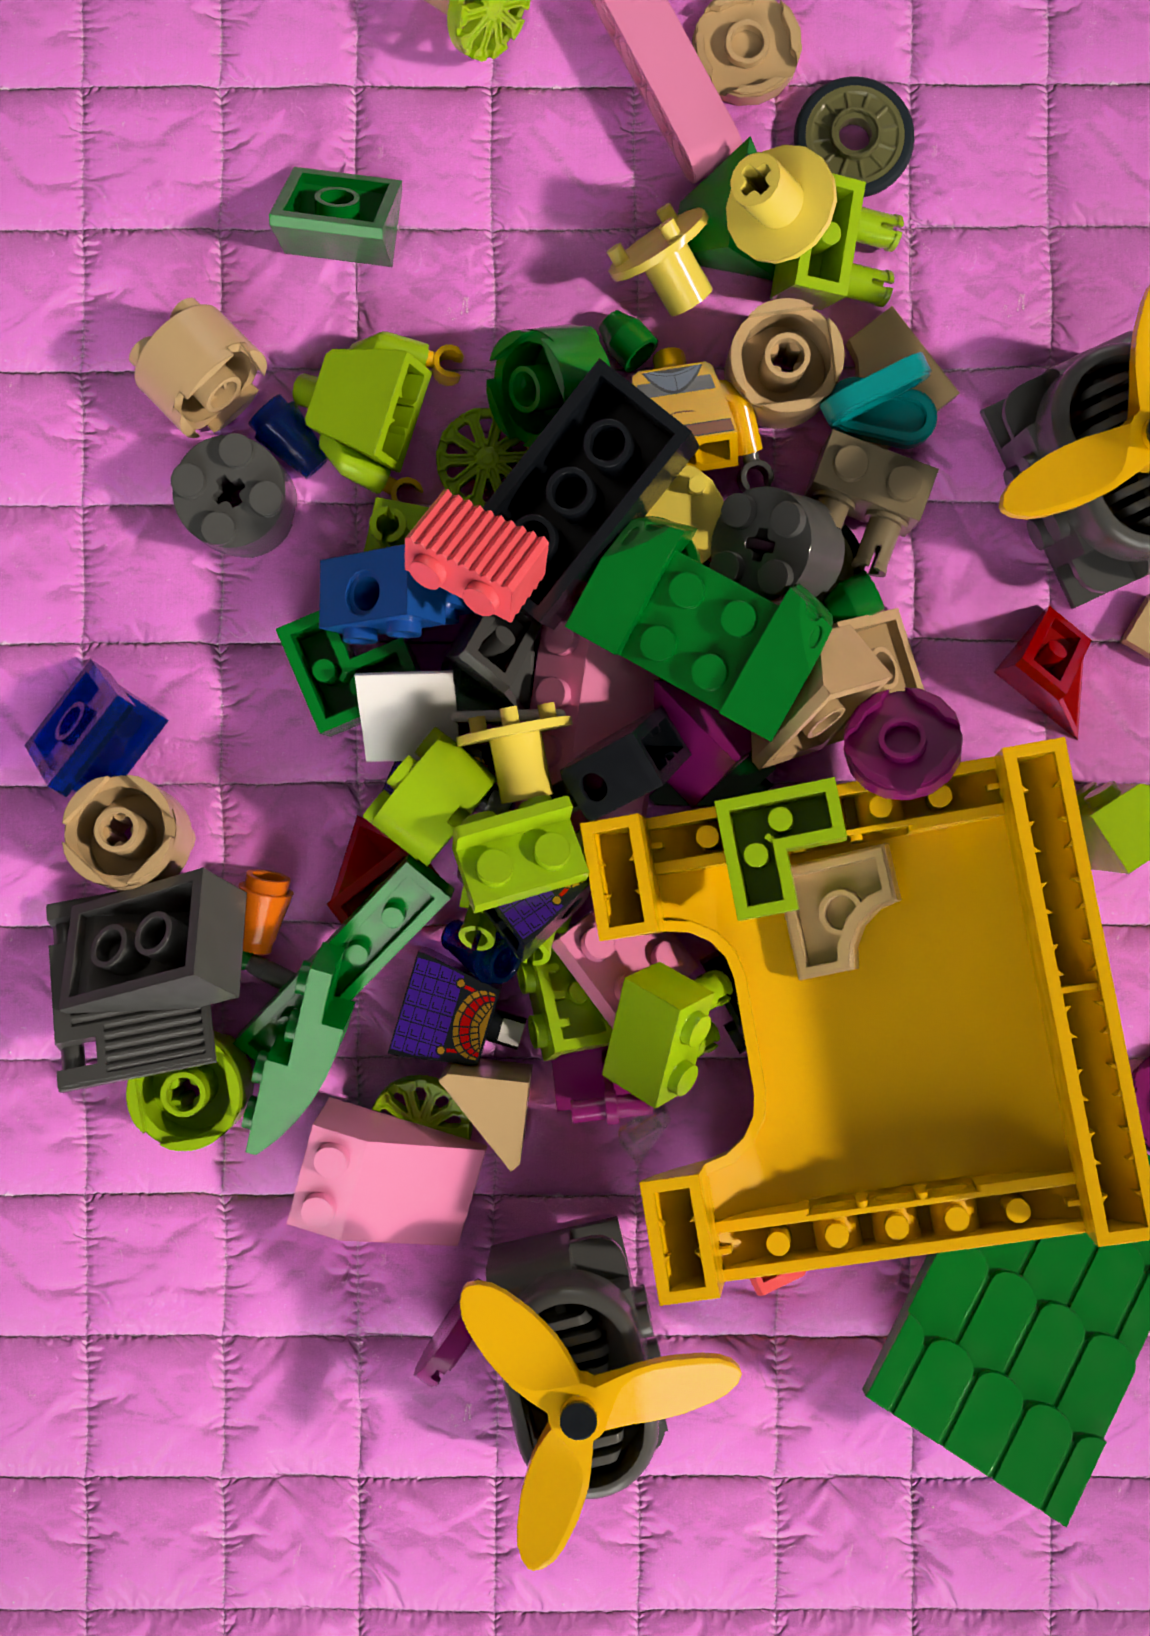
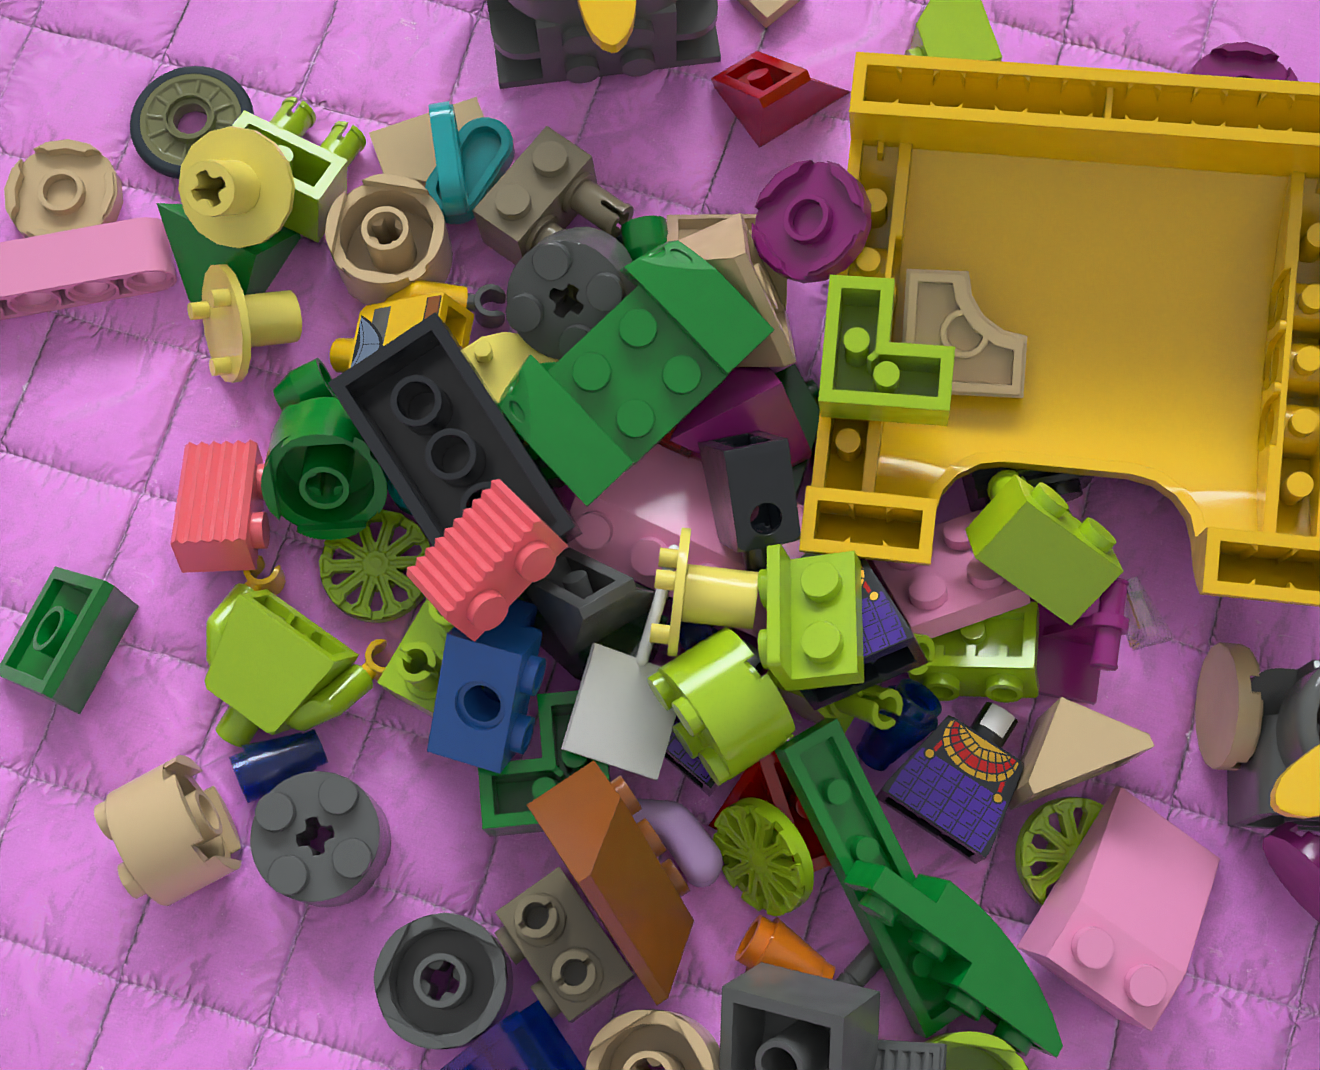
camera: 70 degrees left, 15 degrees down
(142, 609) = (409, 996): none -> dark grey brick
(213, 727) = (563, 947): none -> dark tan brick
(266, 753) = (620, 871): none -> dark orange slope
(333, 869) = (765, 854): none -> lime wheel
(339, 792) = (684, 838): none -> lavender arm
(486, 301) = (220, 508): none -> coral brick
(570, 1223) = (1226, 709): none -> tan tile

